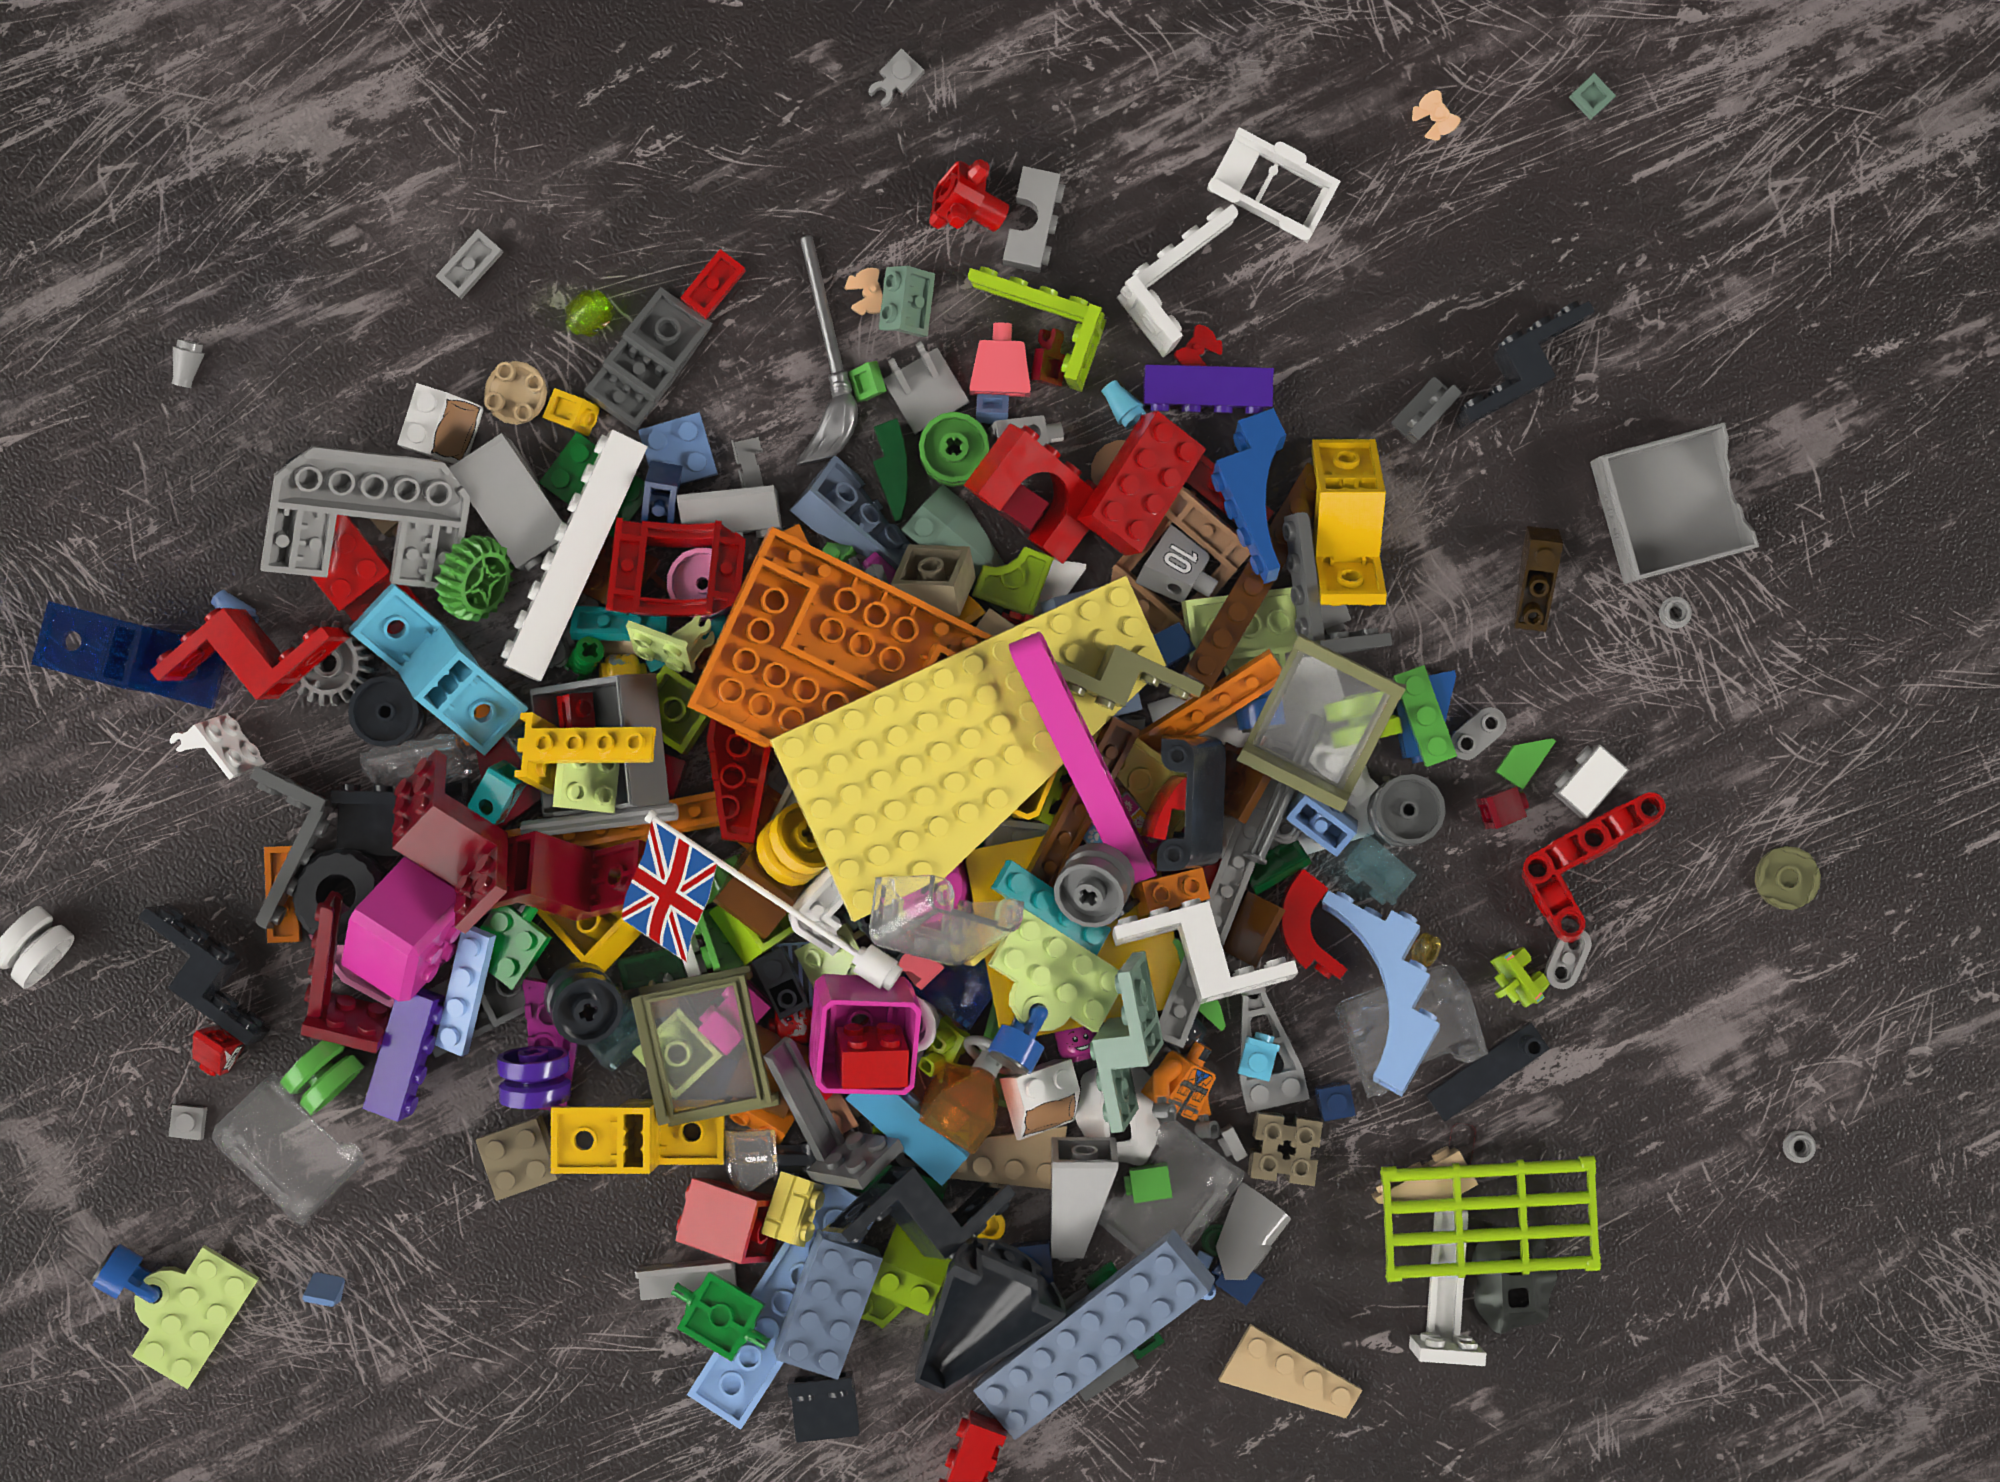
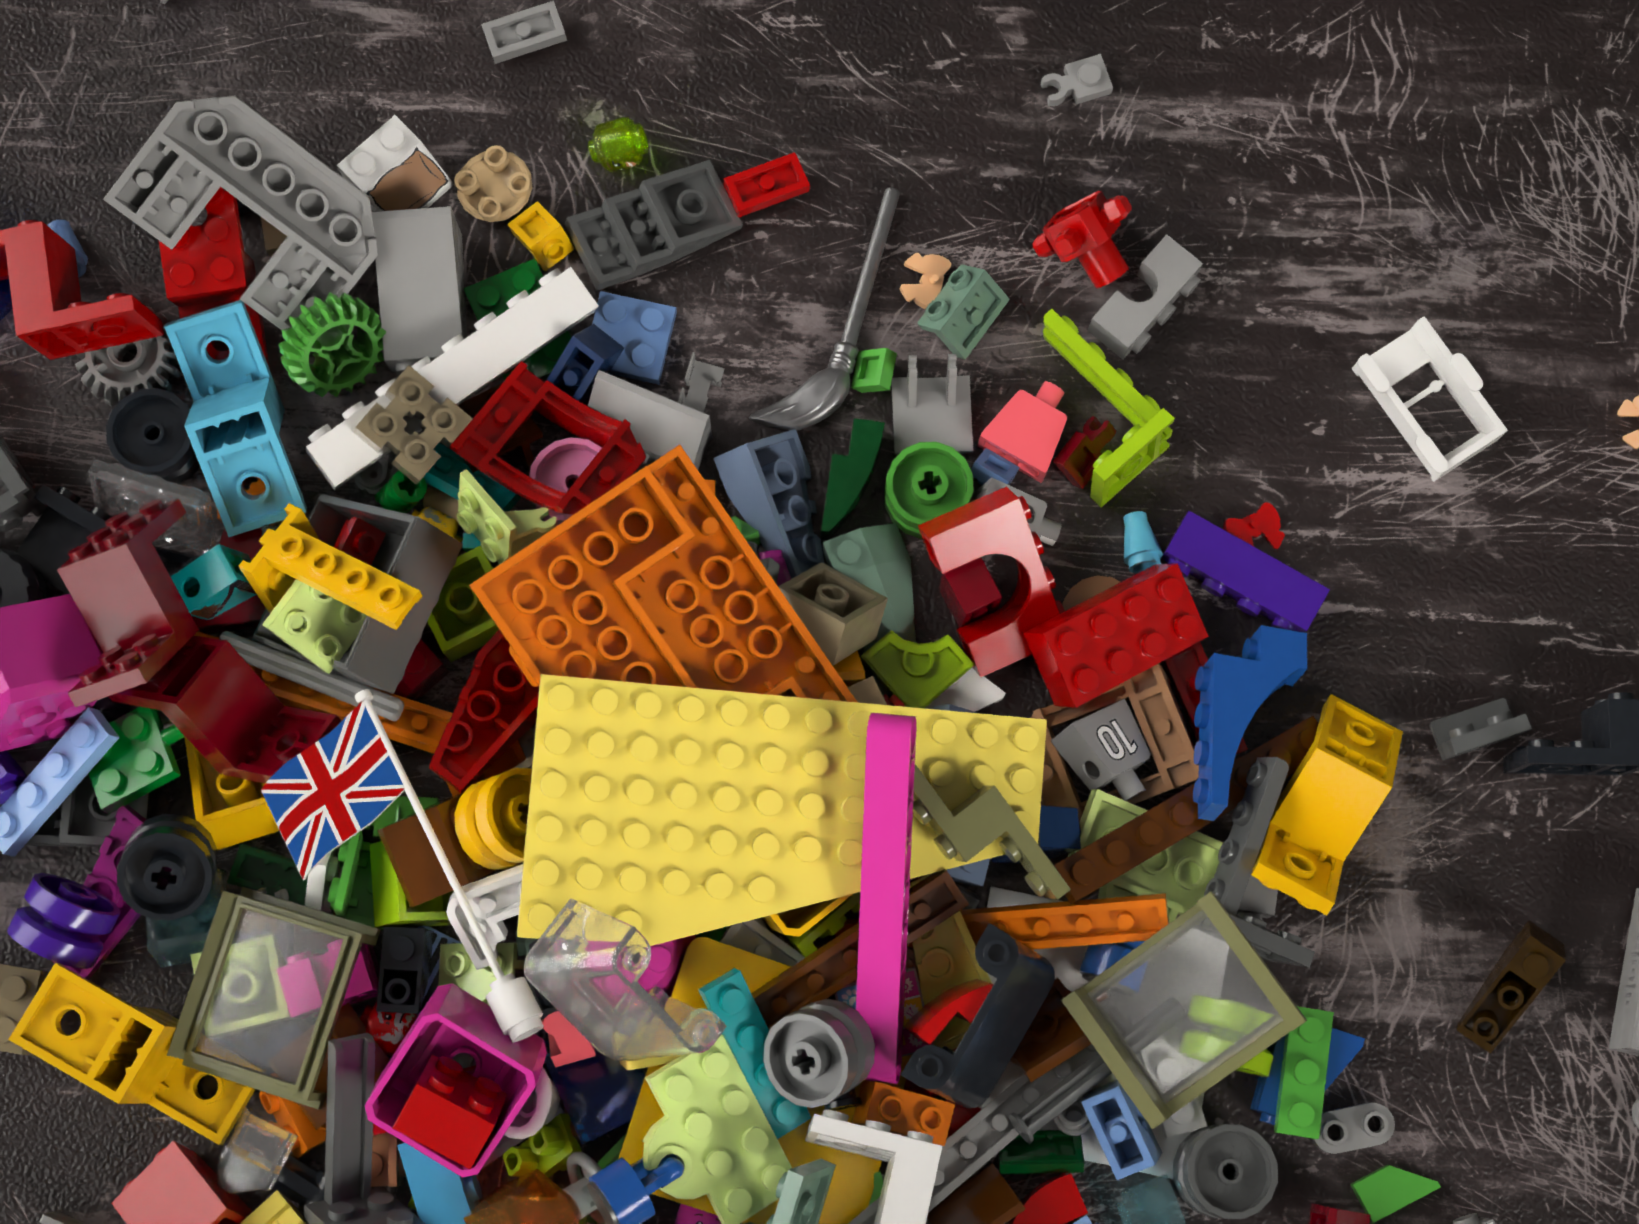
camera: 30 degrees right, 10 degrees down
(556, 621) = (386, 426): none -> dark tan brick
(1145, 305) = (1222, 444): white bracket -> none

